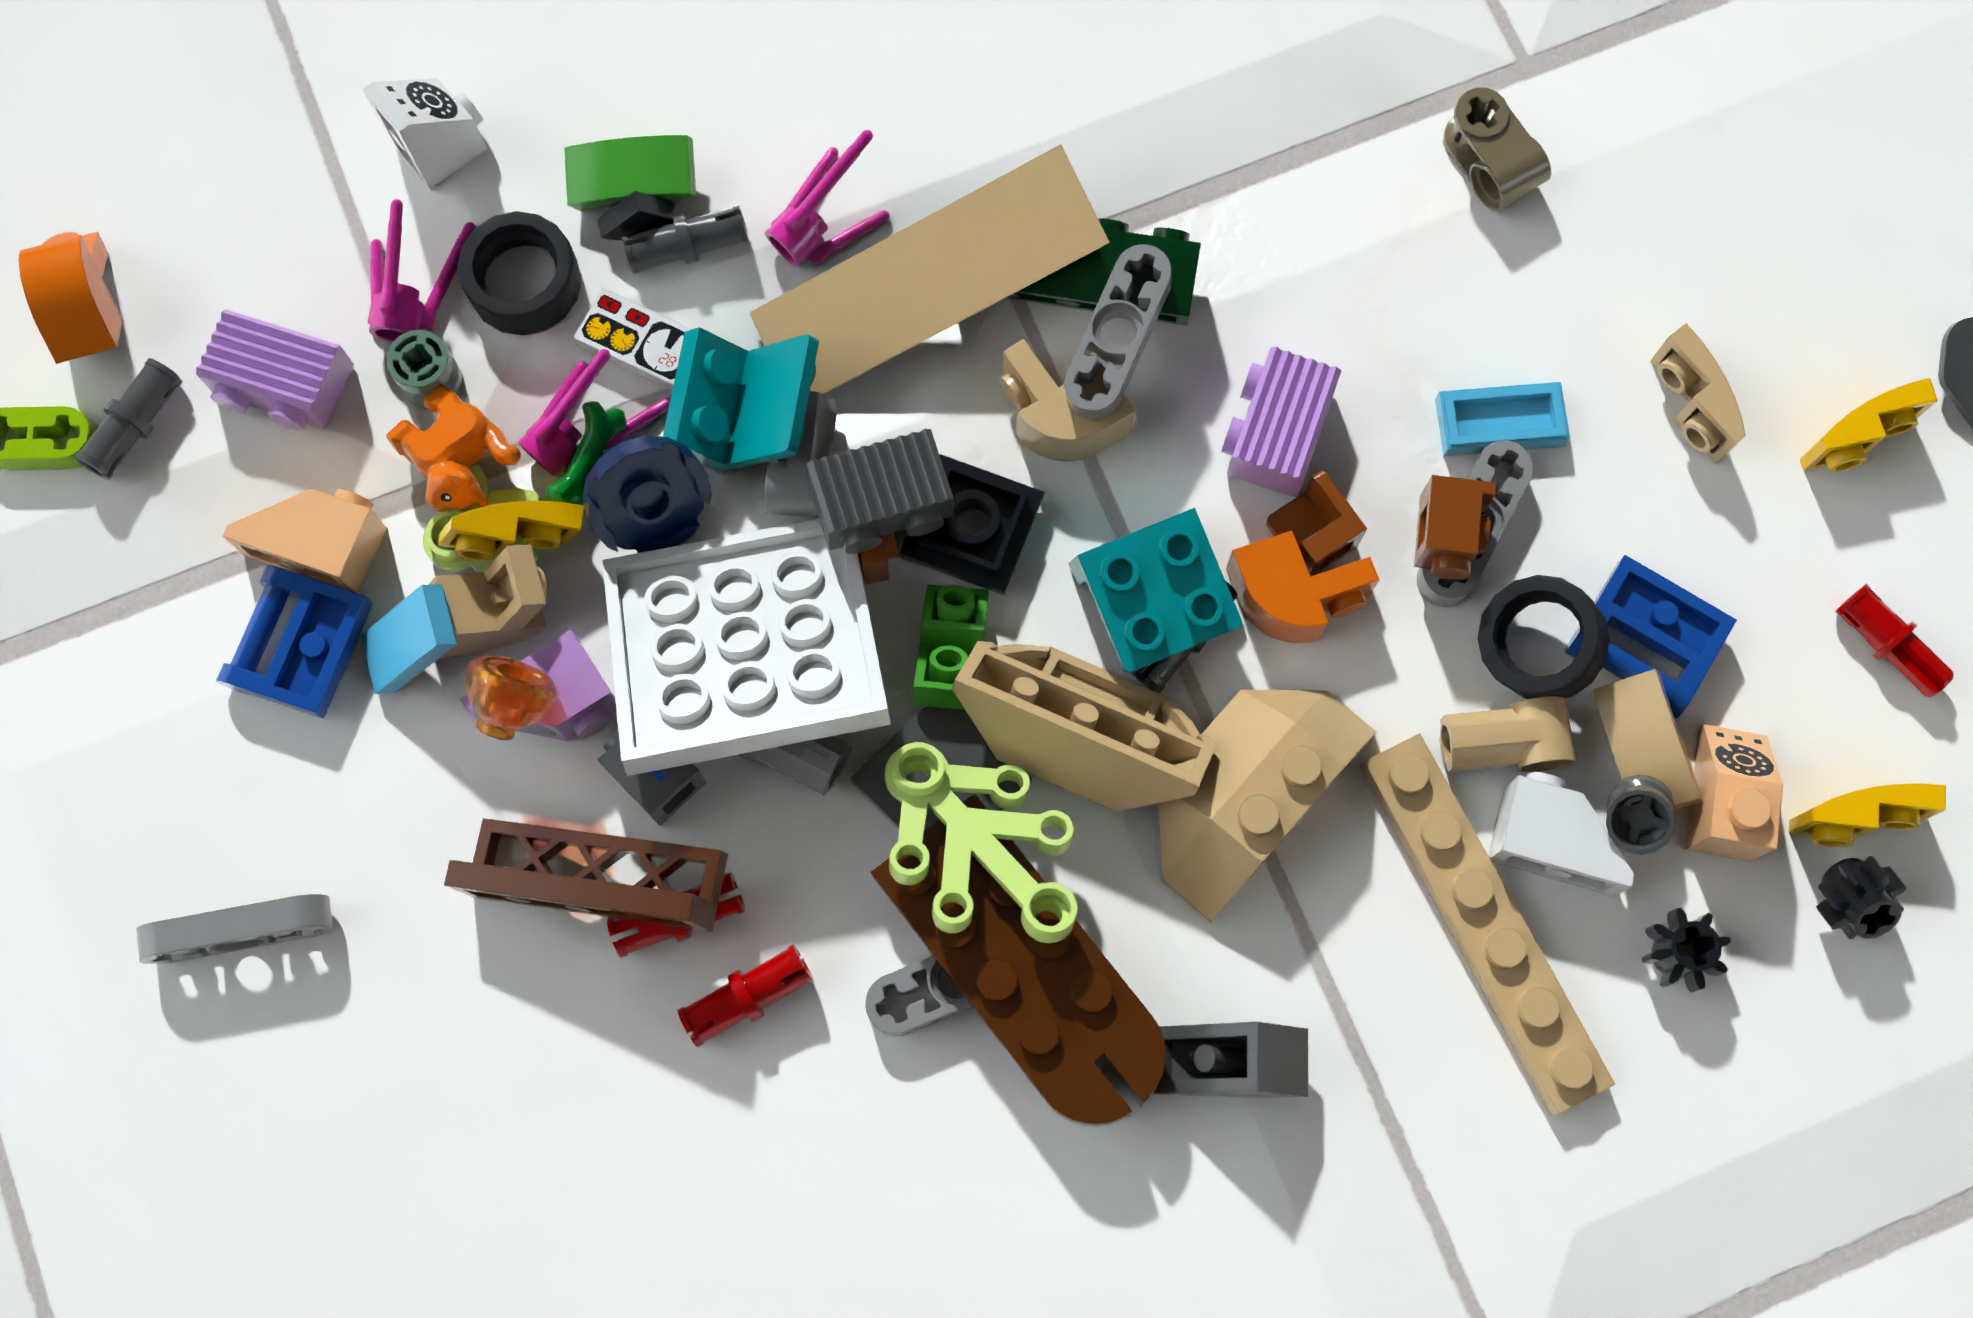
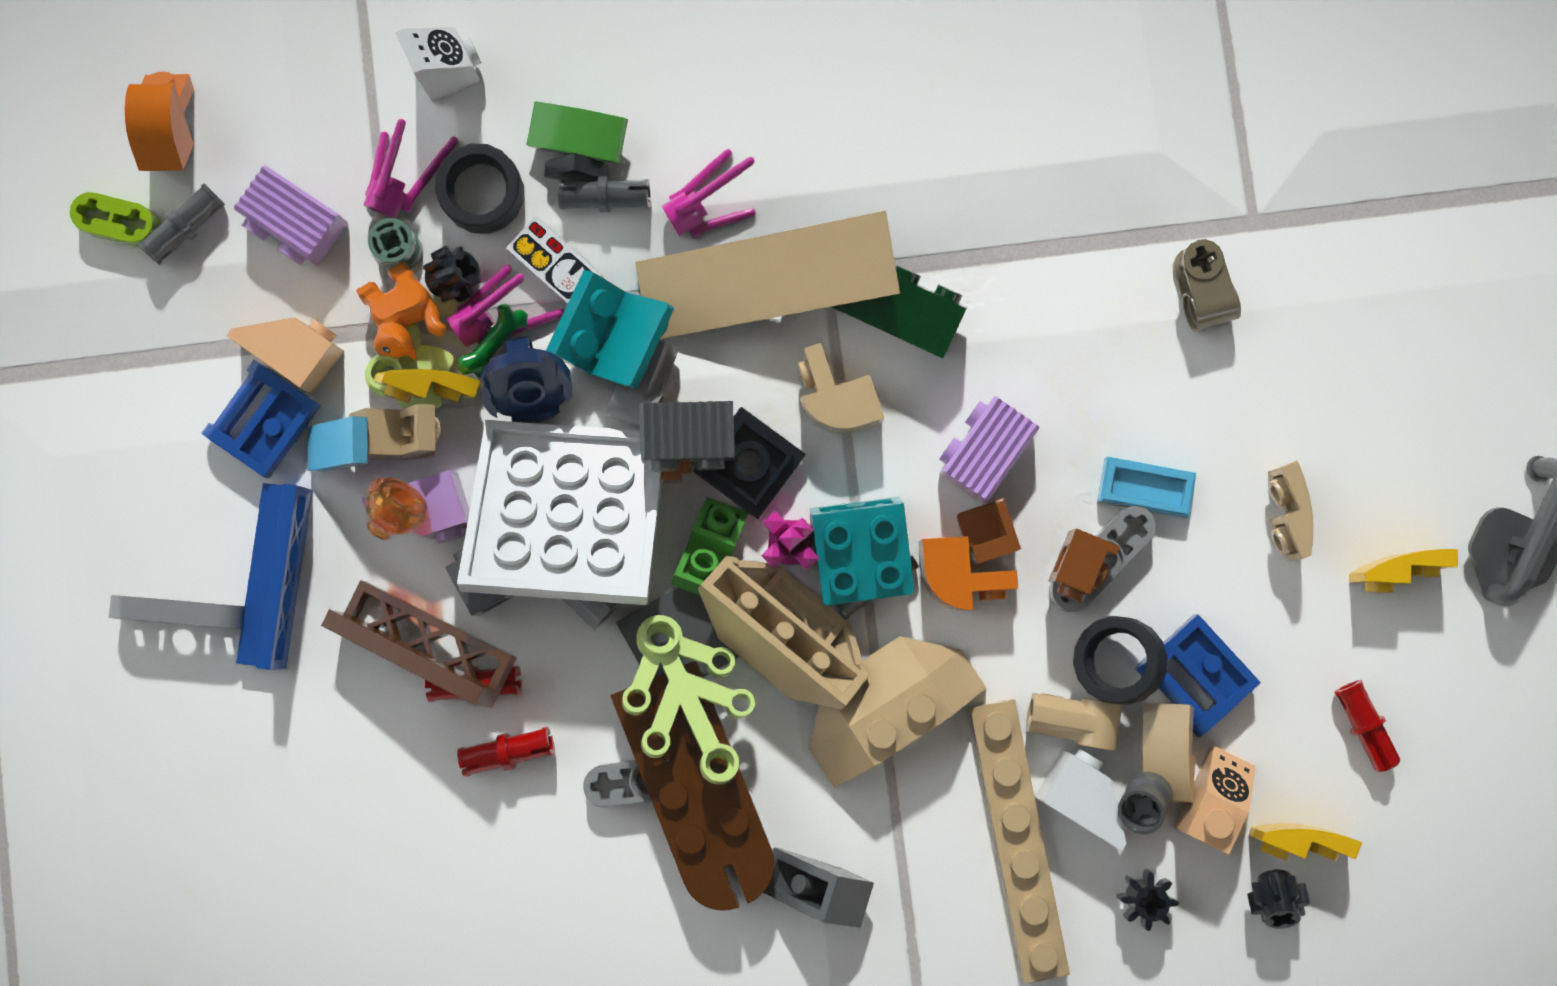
camera: 15 degrees right, 10 degrees up
(361, 845) = (274, 576): none -> blue fence
(510, 385) = (452, 274): none -> black gear
(1057, 605) = (789, 542): none -> dark pink rock
(1120, 285) = (901, 326): light grey beam -> none

